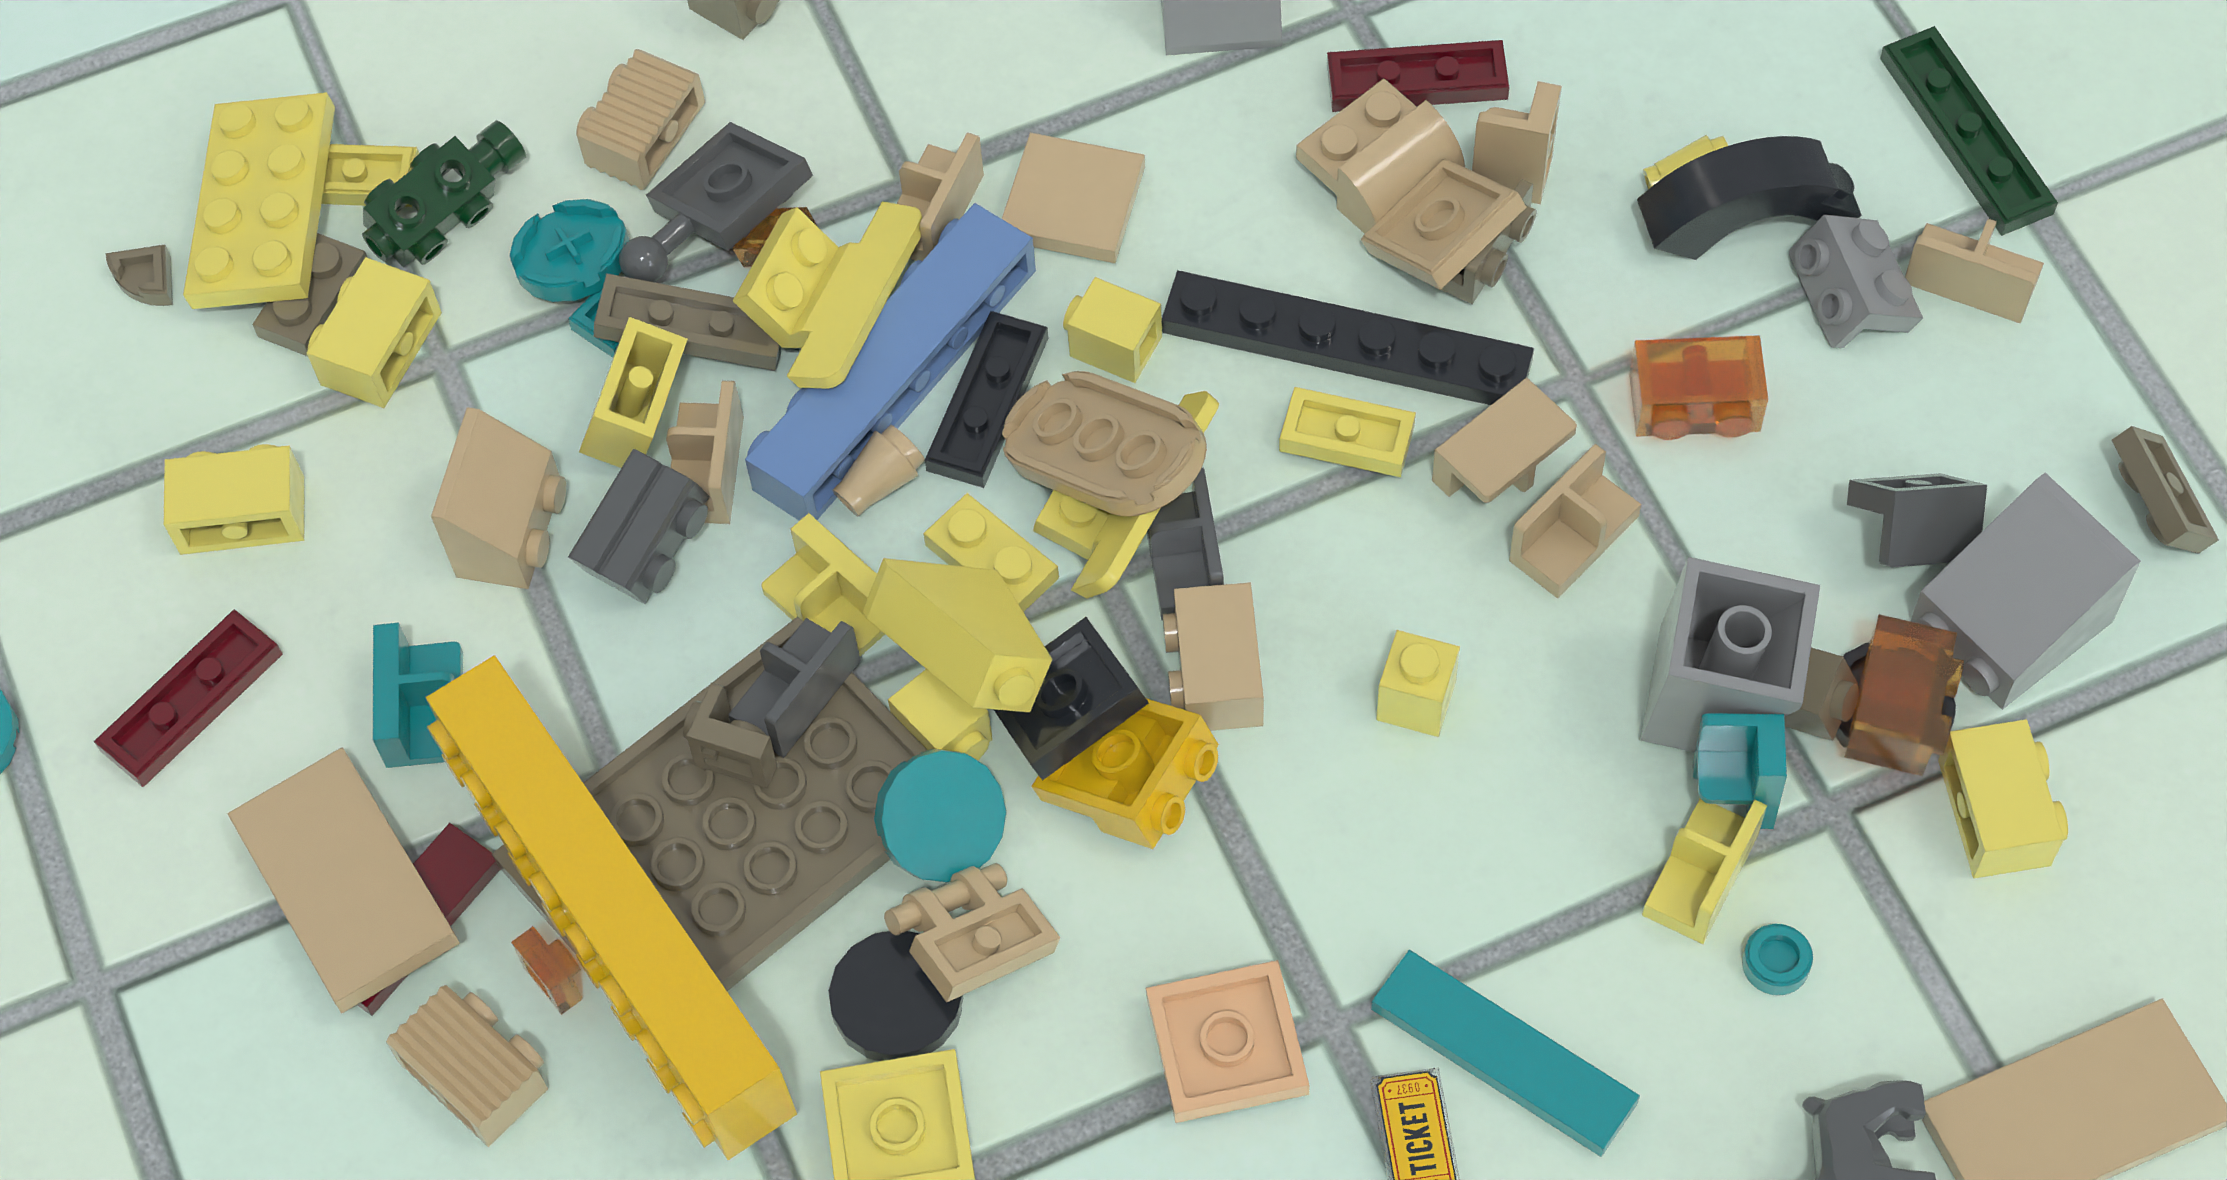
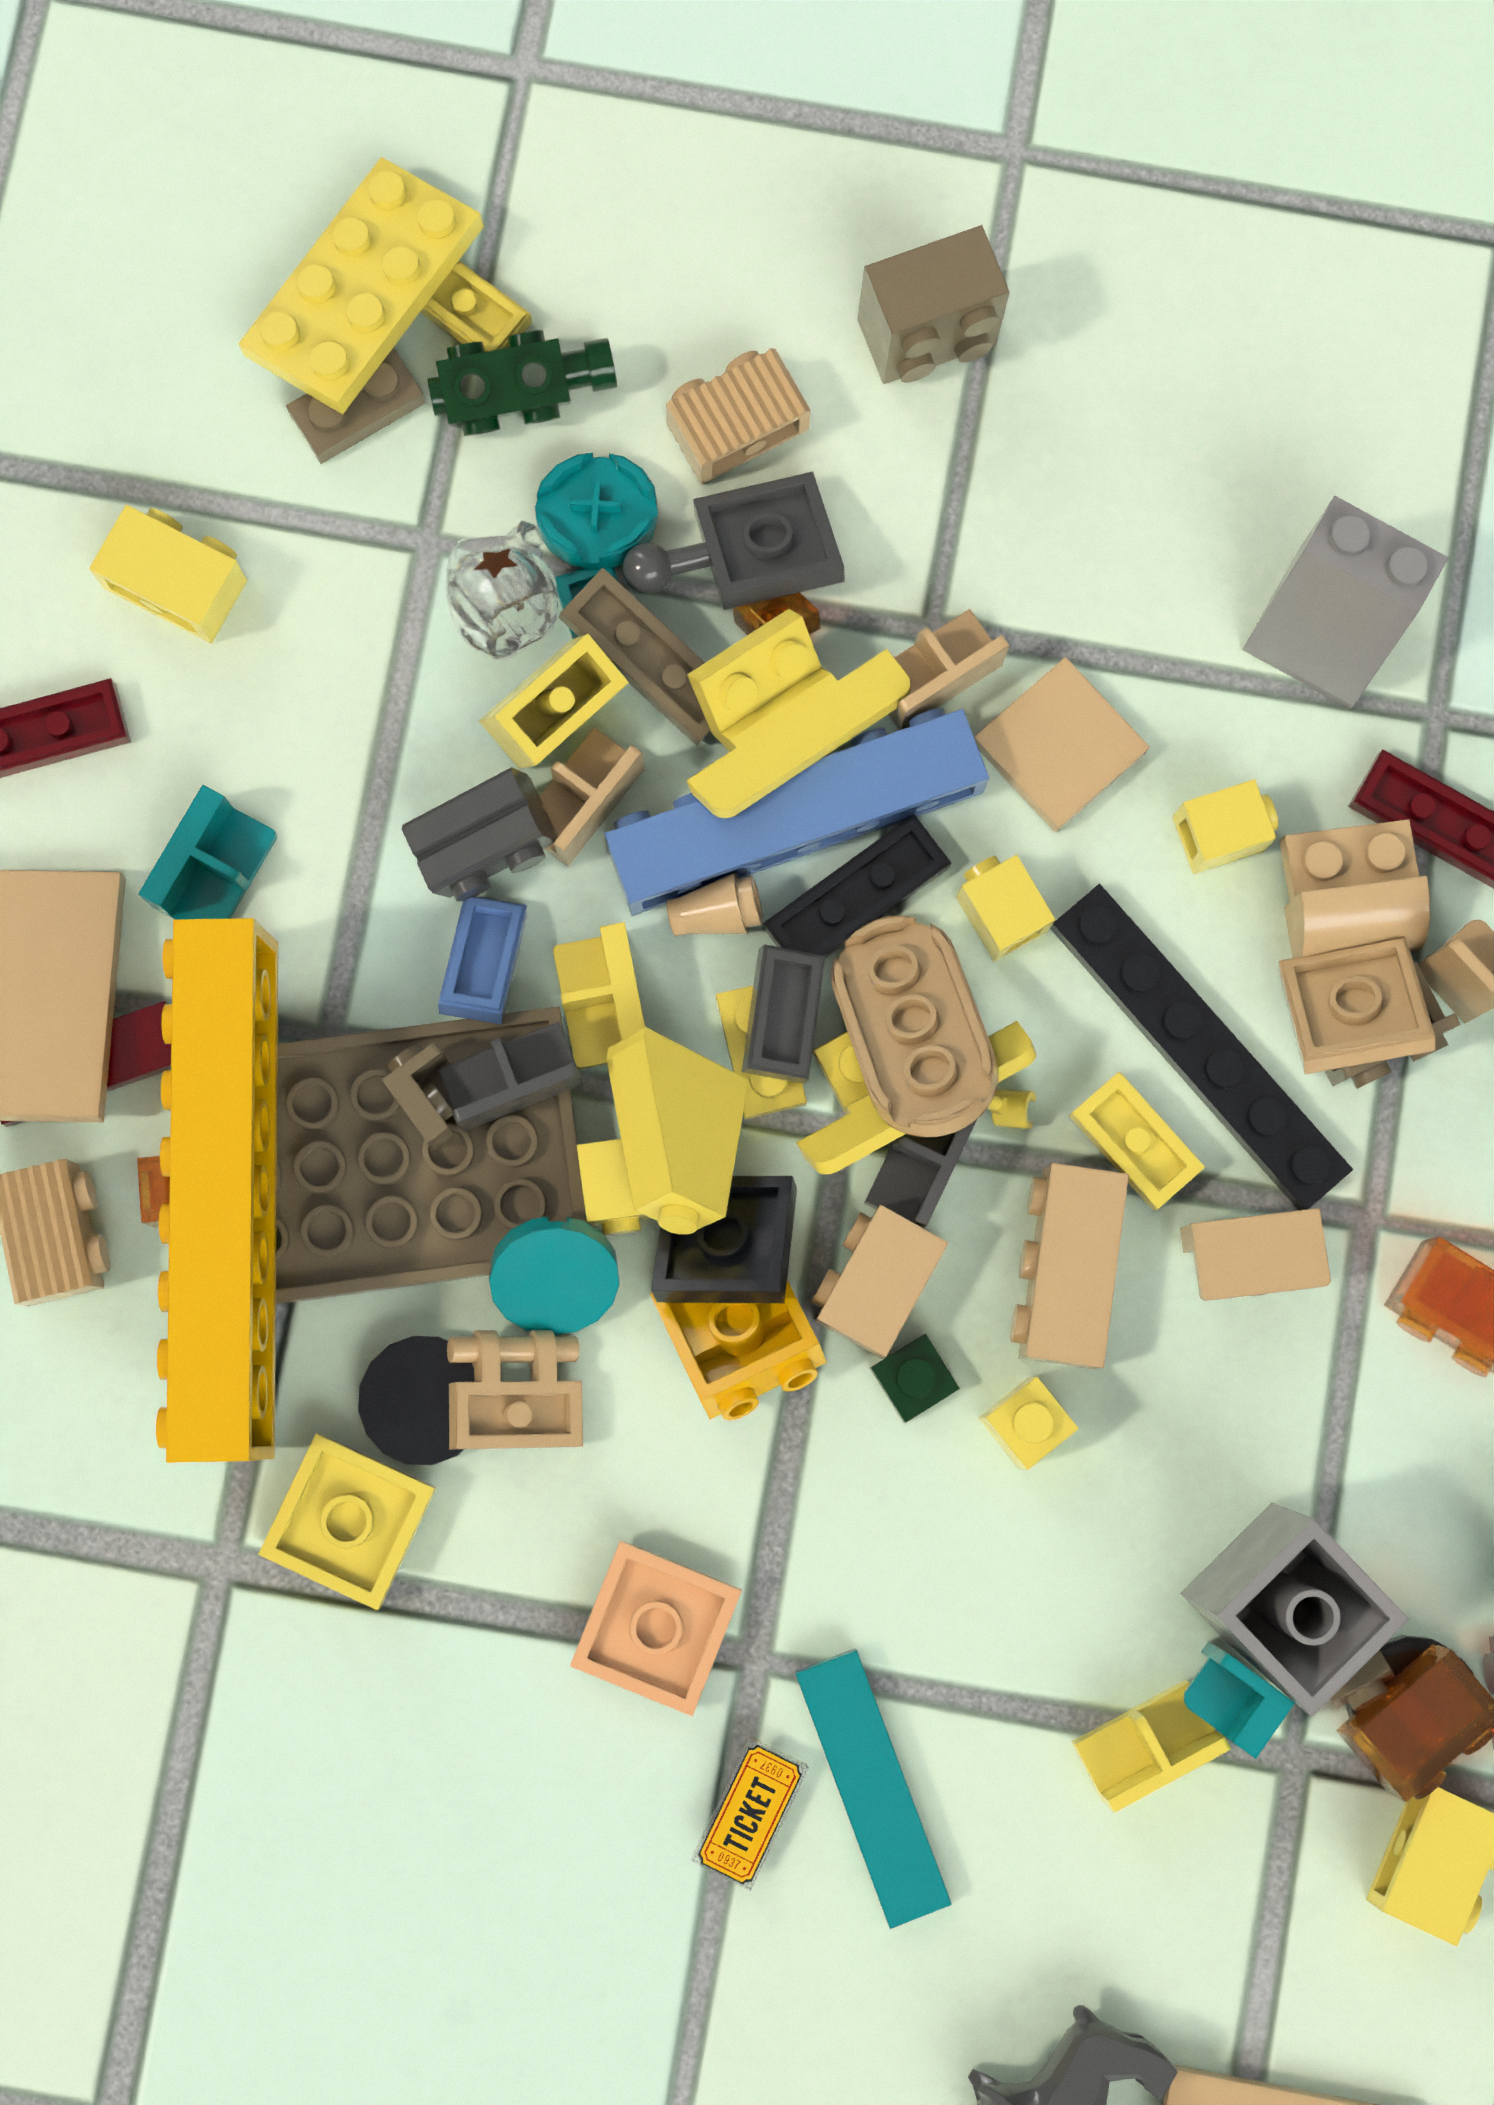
camera: 25 degrees right, 20 degrees up
(143, 274) = (229, 288): dark tan tile -> none
(373, 332) = (380, 483): light yellow brick -> none
(497, 502) = (376, 732): tan slope -> none
(534, 348) = (501, 591): none -> clear piece
(707, 623) = (482, 959): none -> medium blue tile
(990, 506) = (783, 1014): none -> dark grey tile
(1229, 471) = (1010, 1108): none -> light yellow hand
(1245, 172) = (1226, 826): none -> light yellow brick
(1301, 718) = (914, 1378): none -> dark green plate
(1364, 550) = (1070, 1265): none -> tan brick
(1572, 524) = (1265, 1364): tan panel -> none
(1777, 959) = (1151, 1861): teal tile -> none

